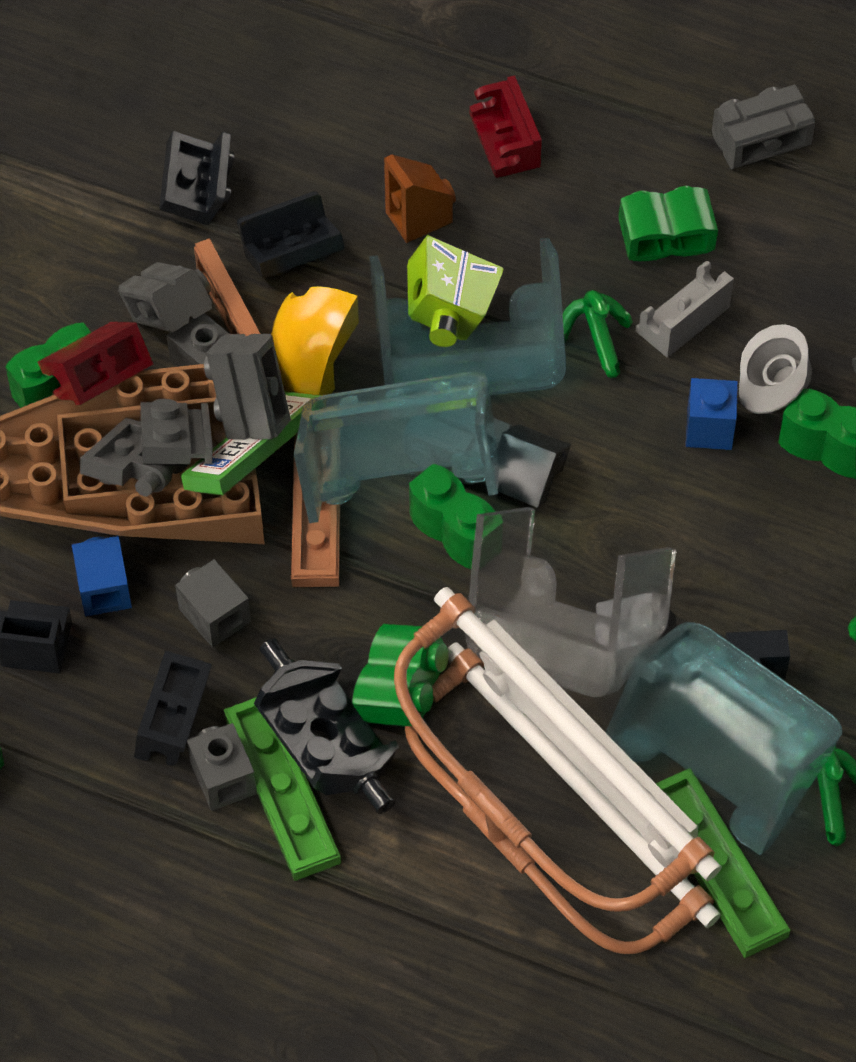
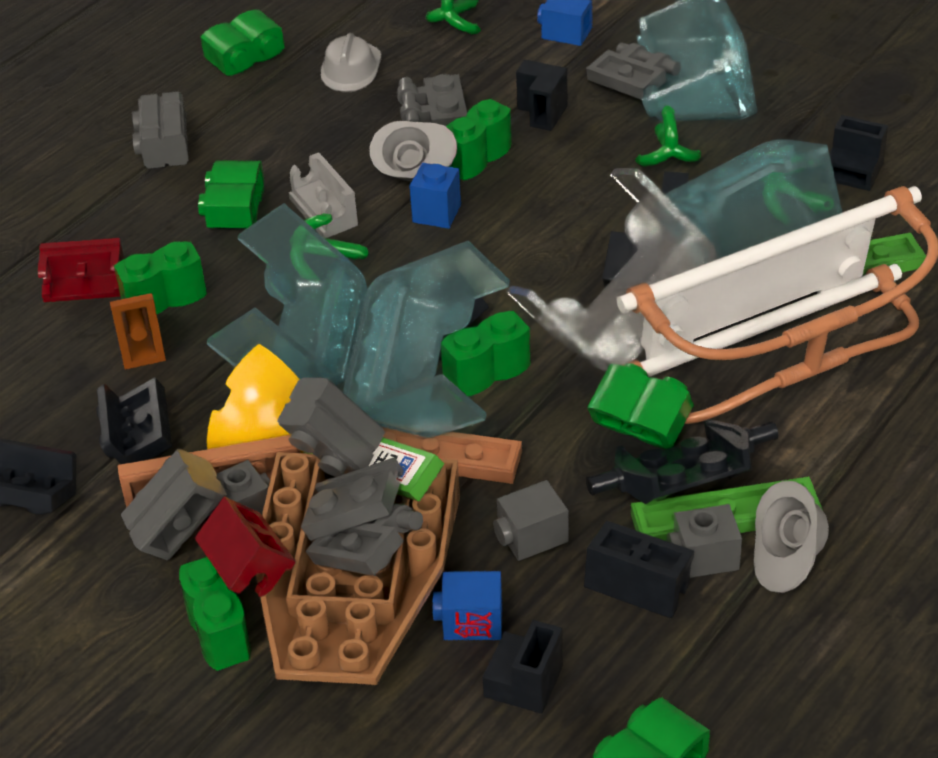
camera: 75 degrees left, 15 degrees down
(239, 845) = (788, 536): none -> light grey piece
(449, 290) = (273, 302): lime torso -> none
(501, 198) = (170, 274): none -> green brick

